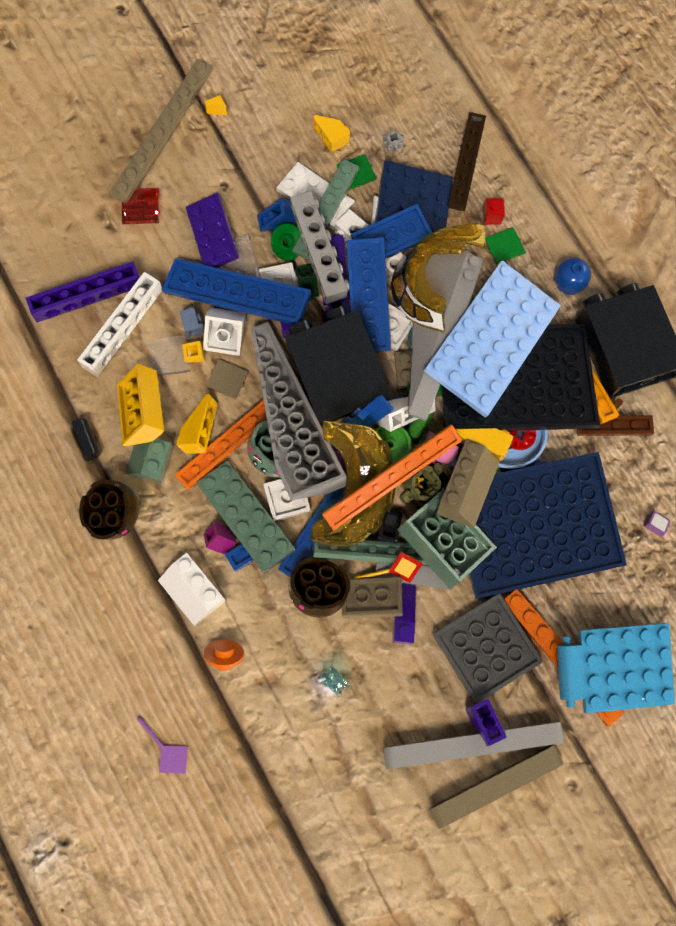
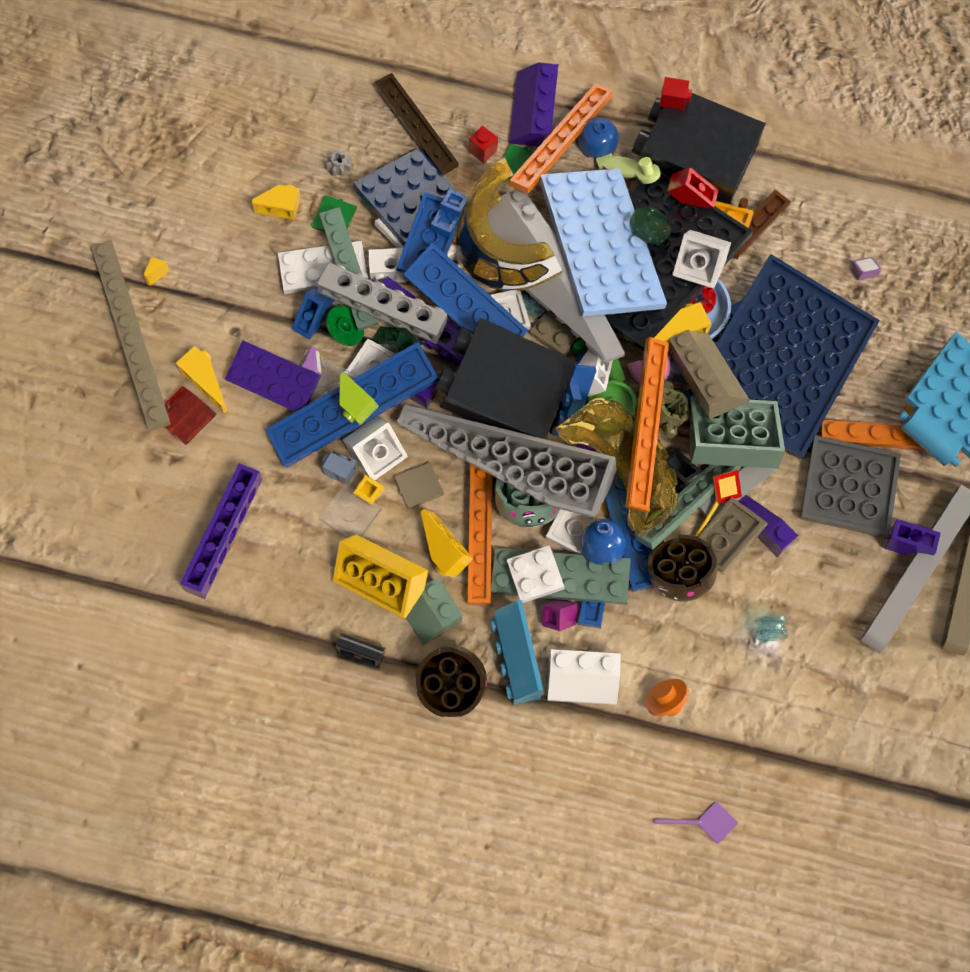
camera: 45 degrees left, 5 degrees down
(120, 324) = (283, 527): white brick -> none
(167, 535) = (517, 653): none -> dark azure slope
(176, 192) = (199, 371): none -> yellow slope
(229, 499) = (535, 574): none -> white plate
(235, 288) = (355, 400): none -> lime slope
(241, 243) = (312, 361): none -> medium lavender slope
(289, 522) = (603, 541): none -> blue cylinder
(417, 230) = (449, 213): none -> blue slope
(535, 357) = (650, 225): none -> clear green tile
(544, 251) = (560, 139): none -> orange plate
(544, 409) = (701, 258): none -> white slope
(554, 218) = (534, 104): none -> dark purple slope
(569, 312) = (643, 170): none -> yellowish green brick
(590, 361) = (692, 189): none -> red slope
(646, 289) = (675, 93): none -> red brick

